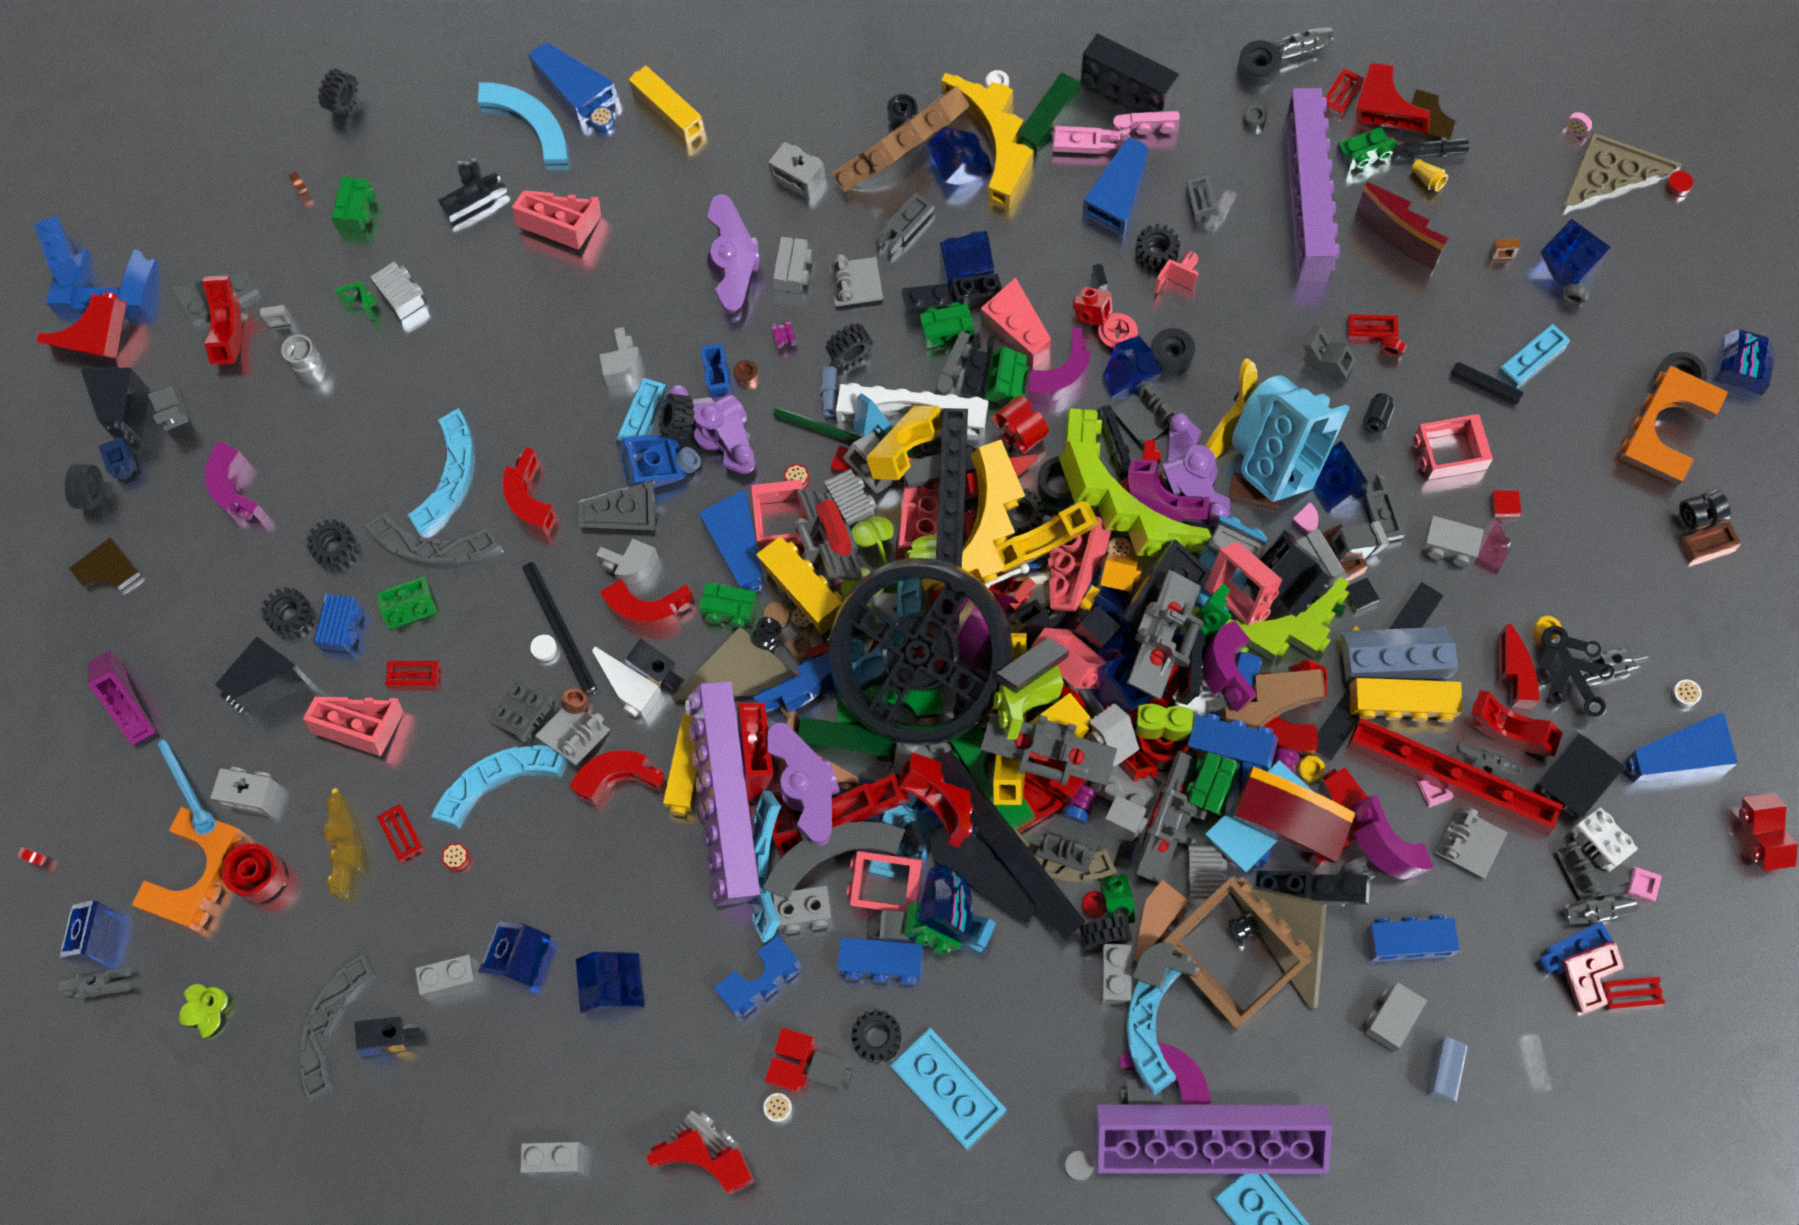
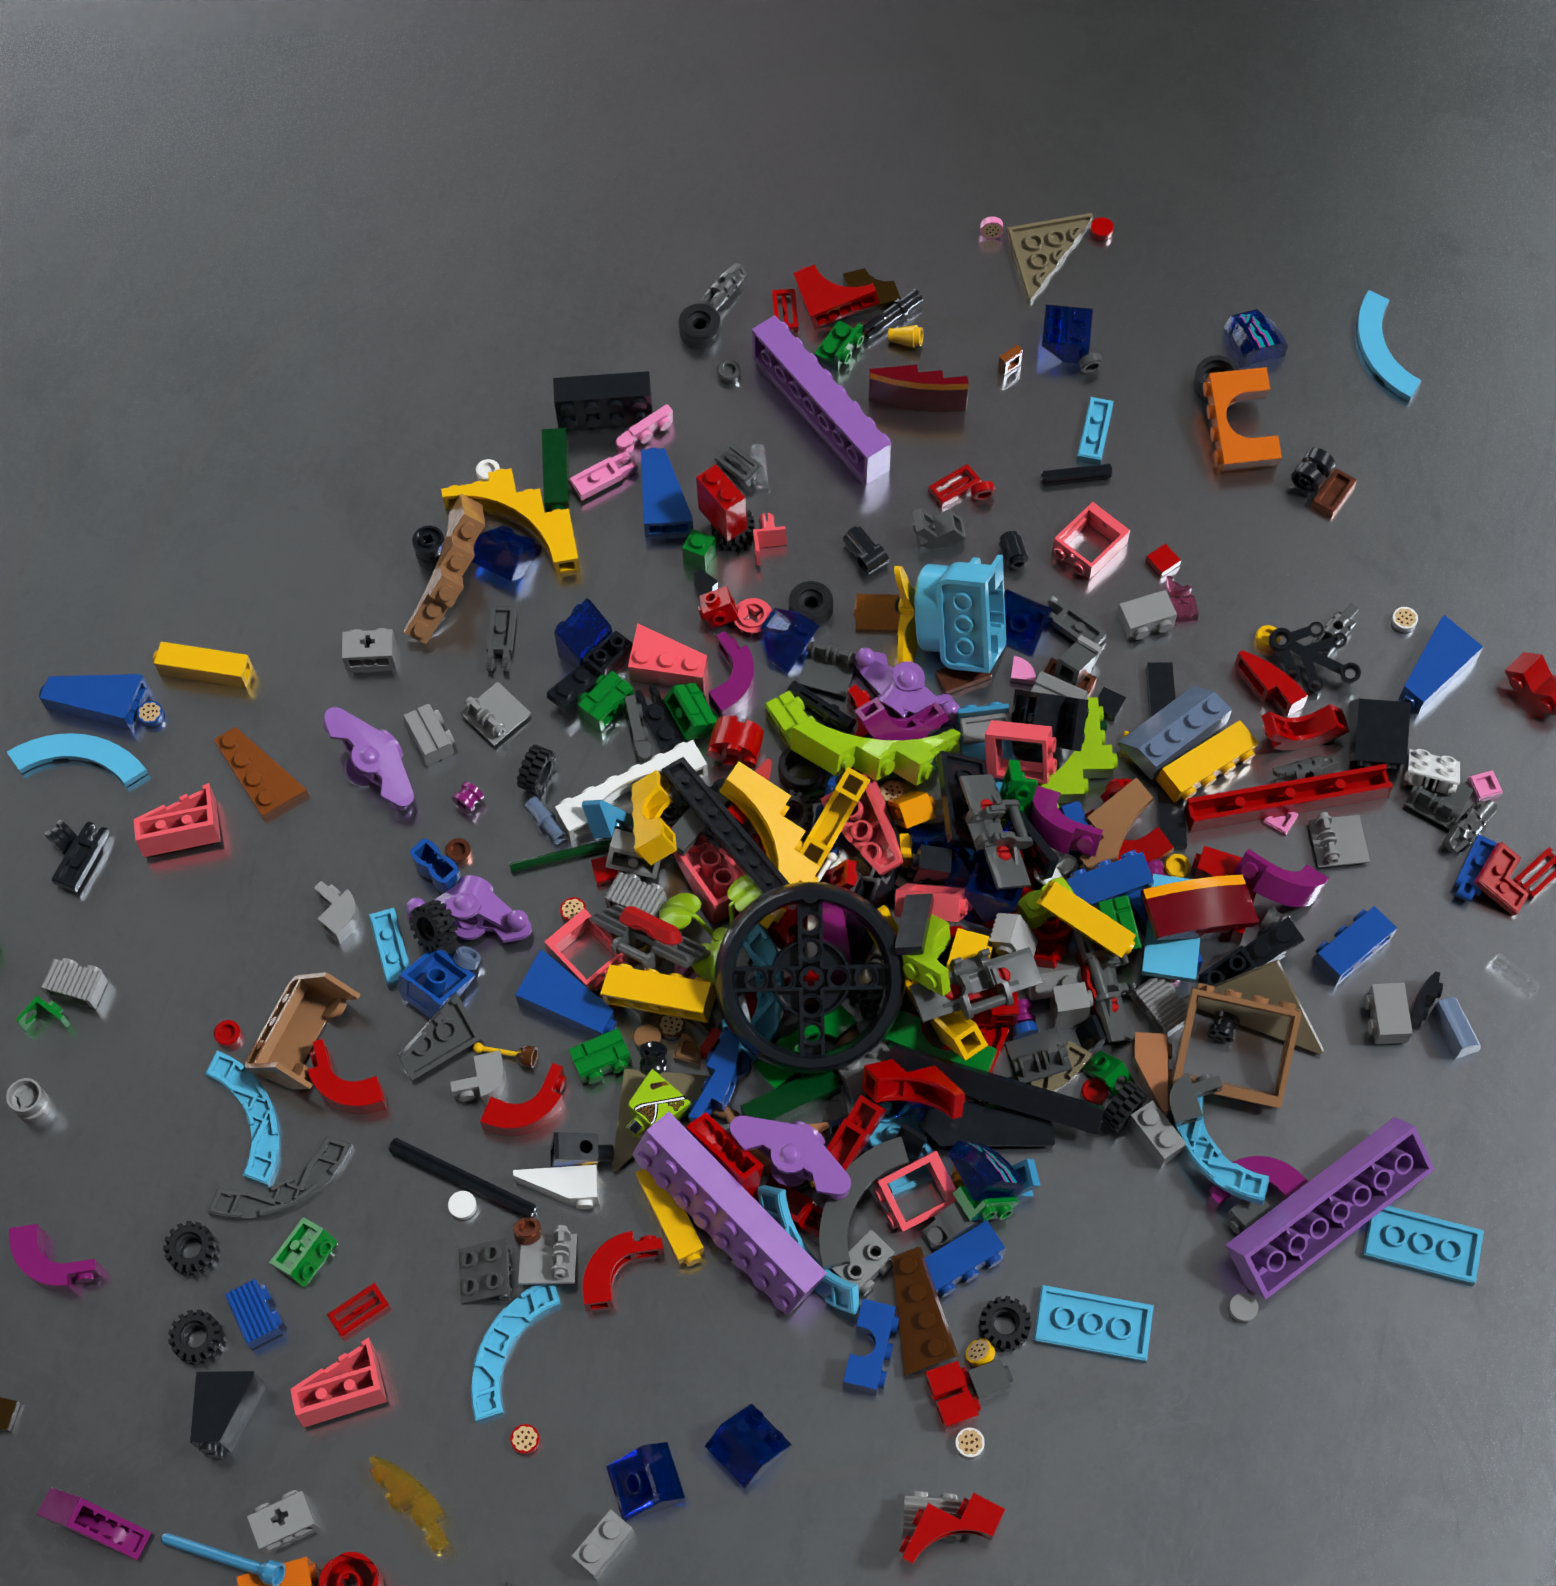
camera: 40 degrees left, 5 degrees down
(410, 852) = (479, 1466): red tile -> none
(476, 401) = (227, 1033): none -> red tile
(522, 427) = (294, 1025): none -> medium nougat windscreen
(645, 222) = (261, 777): none -> dark orange wing
(675, 565) = (525, 1055): none -> hinge
(740, 667) = (653, 1101): none -> lime torso
(811, 985) = (922, 1322): none -> reddish brown wing
(839, 1044) = (980, 1352): none -> tile
(1114, 249) = (699, 550): none -> green brick
(1154, 219) = (721, 502): none -> red brick
(1182, 759) = (1086, 919): none -> yellow brick
(1219, 391) = (876, 613): none -> clear orange piece
(1252, 341) = (868, 555): none -> black piece
(1443, 1024) = (1426, 996): none -> black slope

